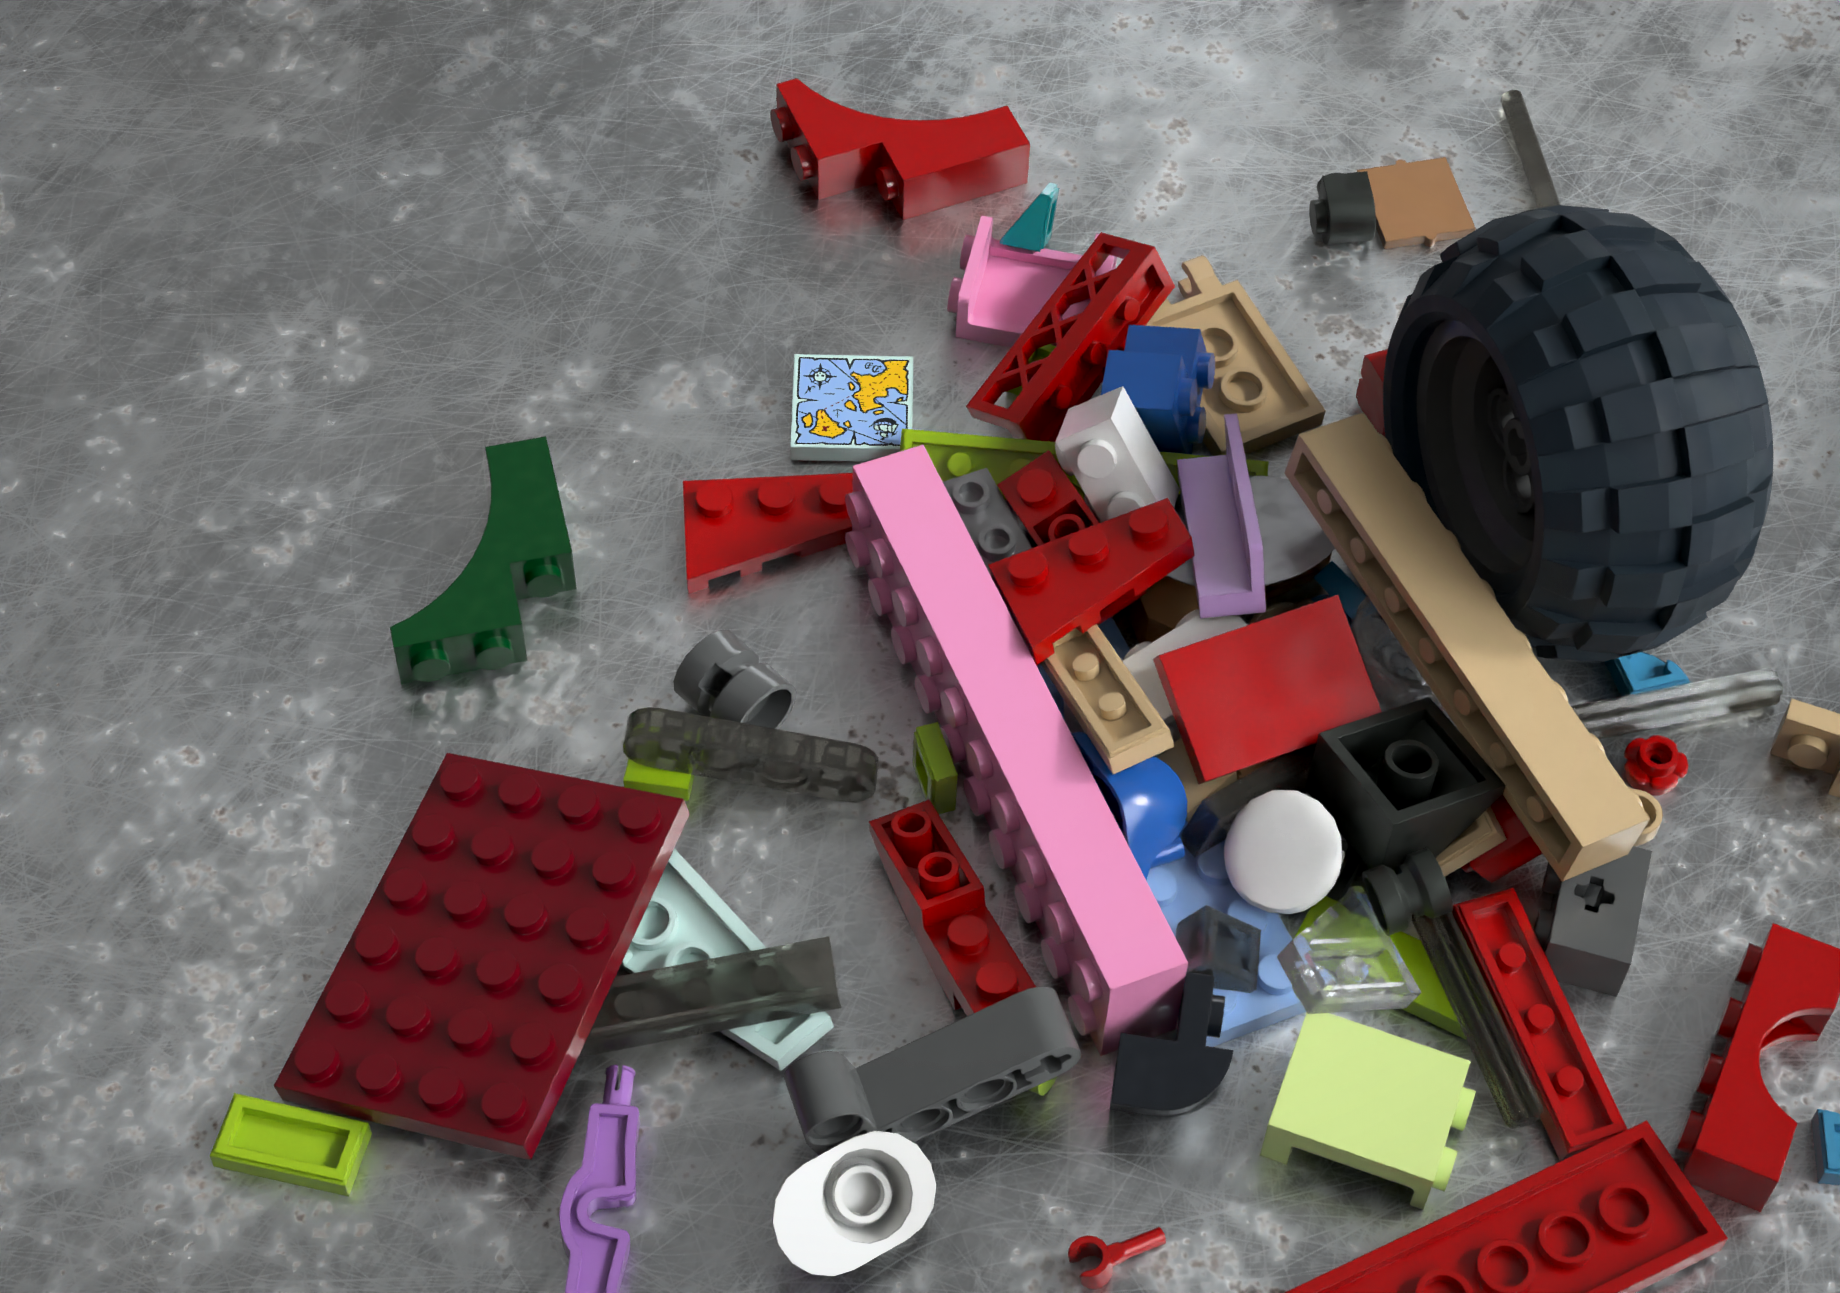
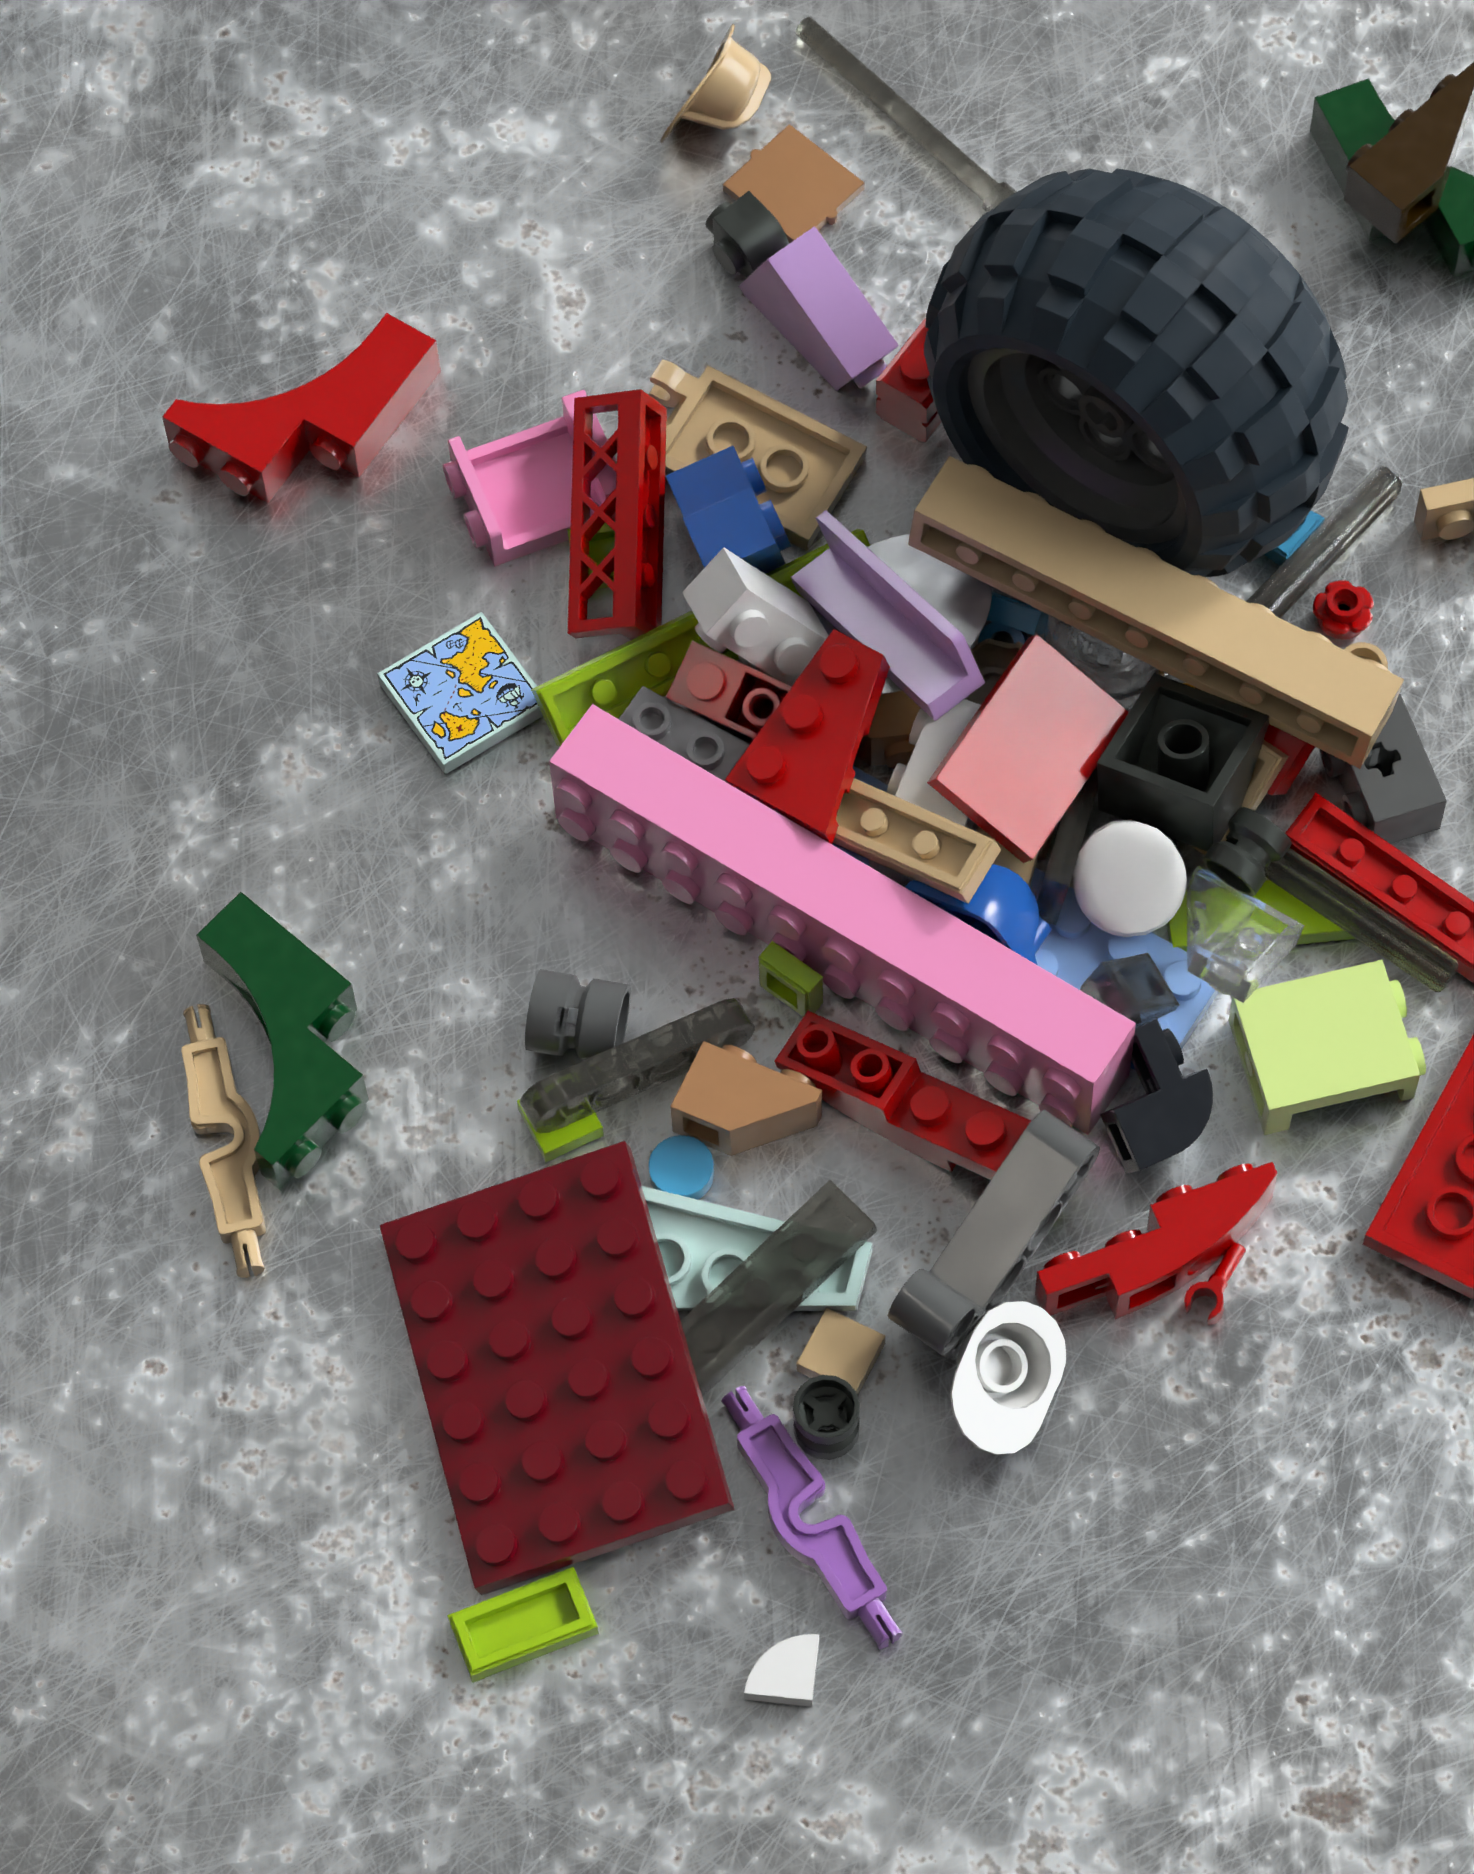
camera: 30 degrees left, 10 degrees up
(368, 643) = (232, 1168): none -> tan piece
(674, 1121) = (826, 1403): none -> pearl dark grey wheel
(728, 863) = (682, 1167): none -> dark azure tile
(738, 1096) = (841, 1350): none -> tan tile
(759, 519) = (469, 847): red wing -> none
(813, 840) = (742, 1104): none -> medium nougat slope
(1035, 224) = (488, 414): teal slope -> none
(1113, 1196) = (1184, 1239): none -> red slope
(1359, 281) = (821, 311): none -> lavender slope
(1400, 98) = (728, 91): none -> tan piece

